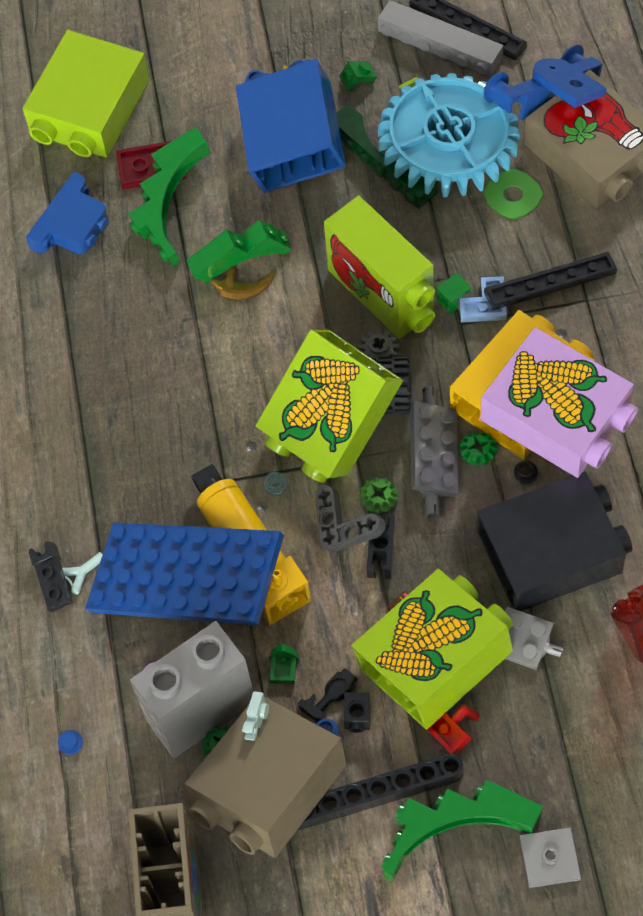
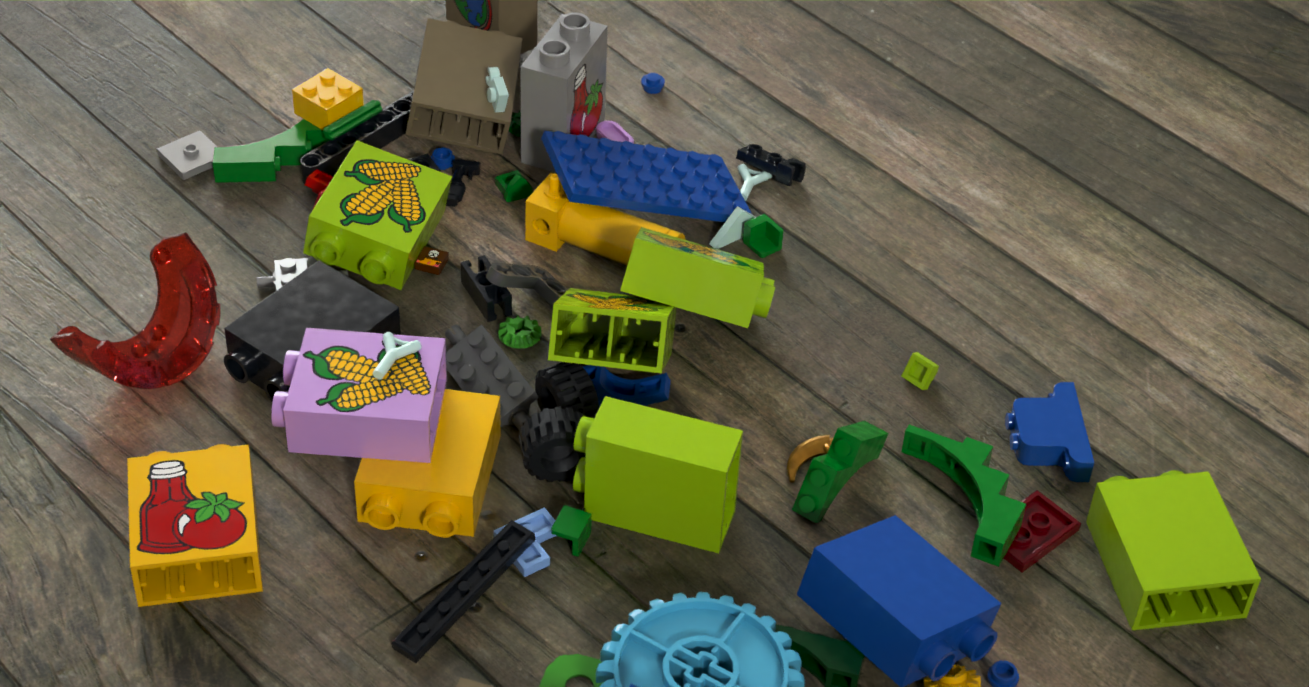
camera: 140 degrees right, 20 degrees down
(114, 308) = (920, 371): none -> lime tile
(123, 498) = (763, 236): none -> green panel
(135, 514) = (732, 229): none -> light aqua tile
(234, 422) = (697, 278): none -> lime brick
(389, 793) = (352, 120): none -> green axle
(402, 822) = (326, 98): none -> yellow brick
(427, 346) = (549, 444): none -> black tyre
(529, 394) = (394, 353): none -> light aqua piece

